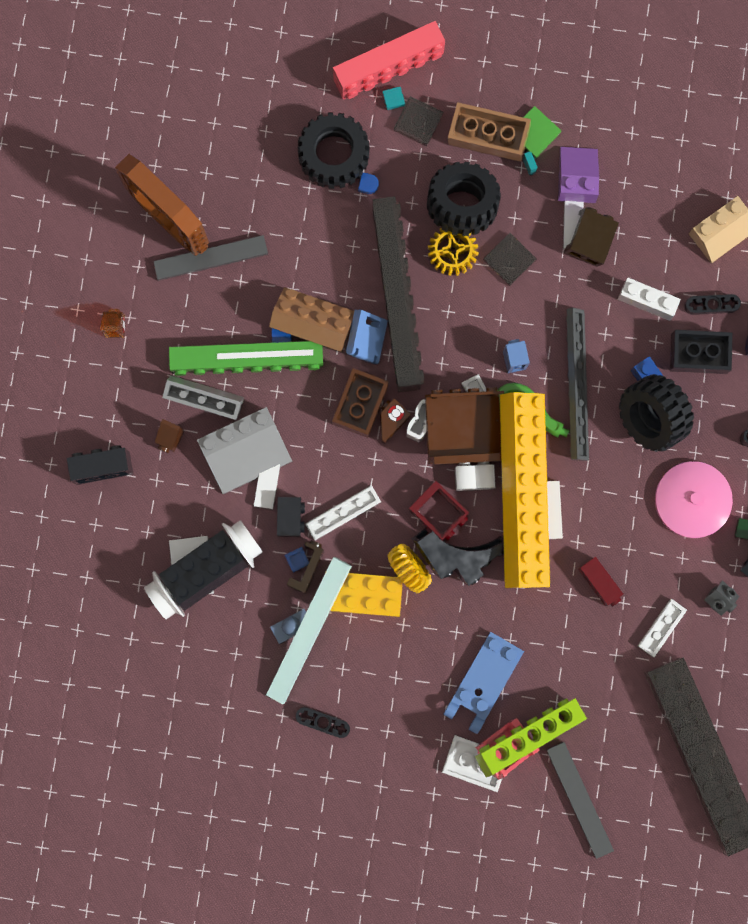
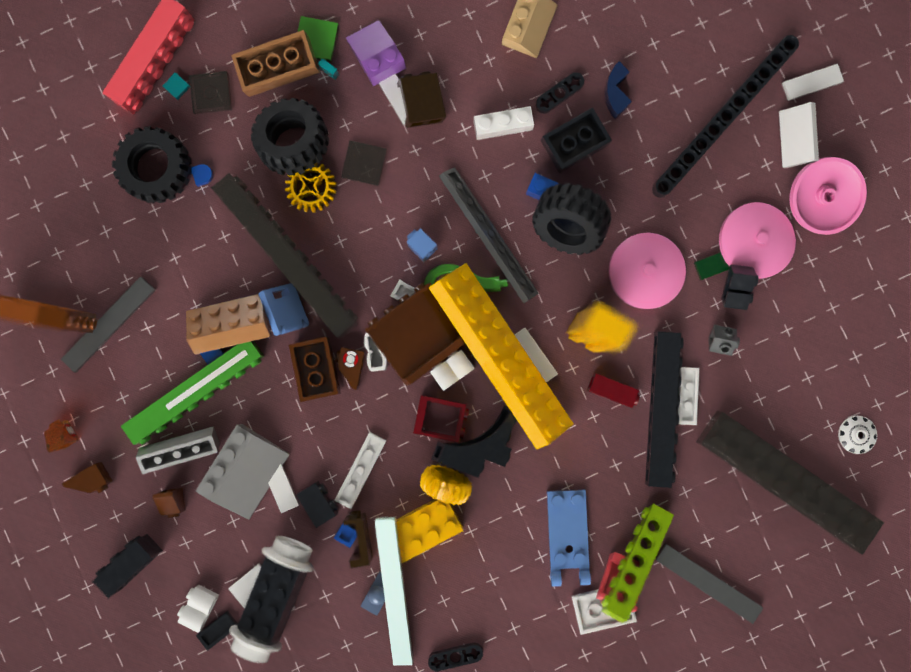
camera: 30 degrees left, 5 degrees up
(113, 375) = (90, 480): none -> reddish brown slope
(133, 540) = (198, 608): none -> white brick
(135, 570) = (216, 630): none -> black tile
(622, 512) = (600, 329): none -> yellow brick
(633, 625) = (663, 409): none -> black brick

